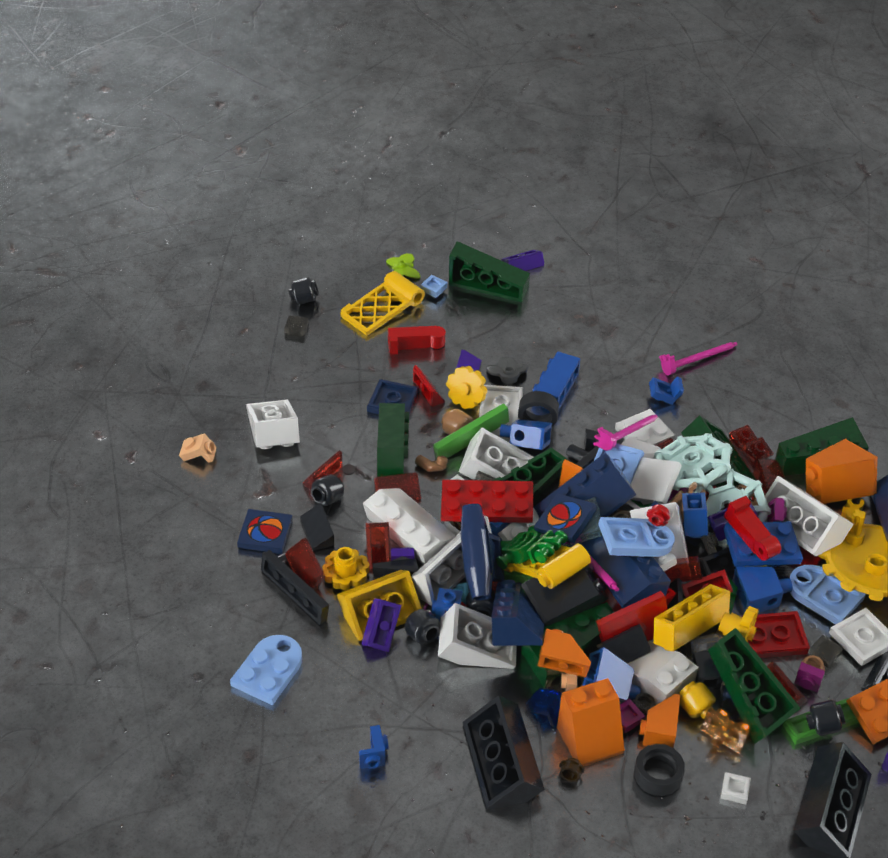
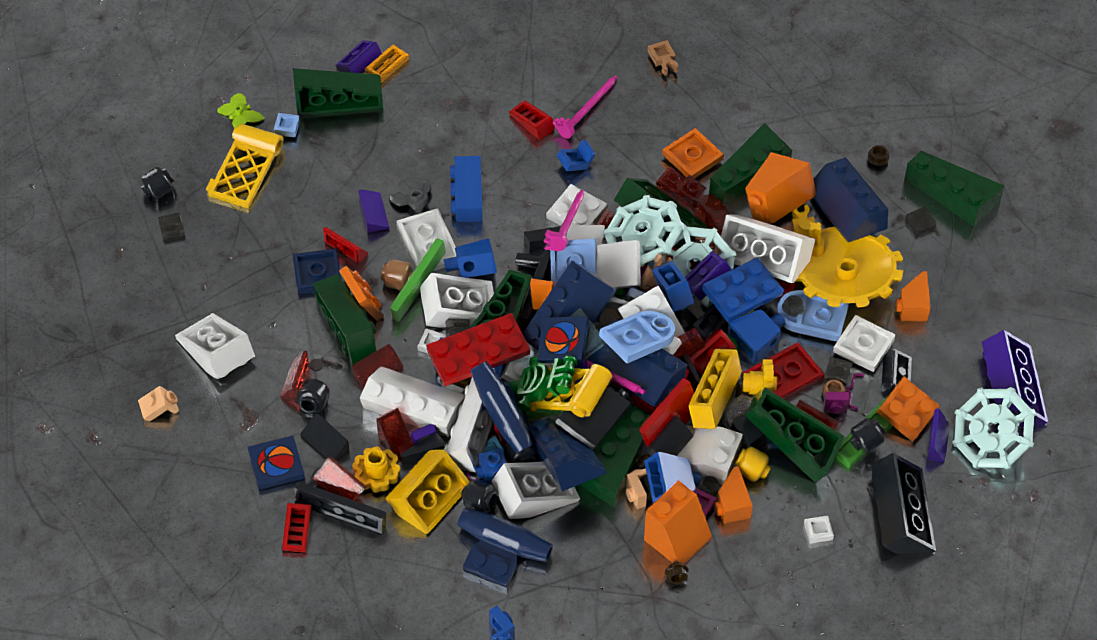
camera: 25 degrees left, 10 degrees up
(251, 573) = (297, 509): none -> red slope
(267, 669) = (361, 596): light blue plate -> none
(381, 624) = (442, 511): dark purple slope -> none
(415, 338) = (302, 193): red leg -> none
(416, 424) = (361, 291): none -> orange plate
(417, 674) = (499, 546): none -> dark blue plate
(432, 466) = (397, 328): medium nougat arm -> none
(466, 387) = (387, 232): yellow plant -> none
(502, 754) = (612, 584): black slope -> none
(541, 399) = (467, 221): black tyre -> none
(544, 271) = (390, 64): none -> light orange tile
(545, 703) = (627, 522): clear blue bracket -> none
(563, 654) = (625, 472): orange slope -> none
(646, 353) = (537, 129): none -> red slope
(658, 515) = (649, 305): red plate -> none
(658, 786) = (745, 556): black tyre -> none
(716, 726) = (776, 482): clear orange hips -> none
(751, 529) = (731, 282): red leg -> none
(774, 423) = (693, 154): none -> orange plate
(778, 510) = (742, 250): magenta plate -> none
(786, 340) = (663, 55): none -> medium nougat plate
(806, 576) = (793, 301): none -> clear smoke plate
(828, 671) = (850, 387): none -> magenta piece

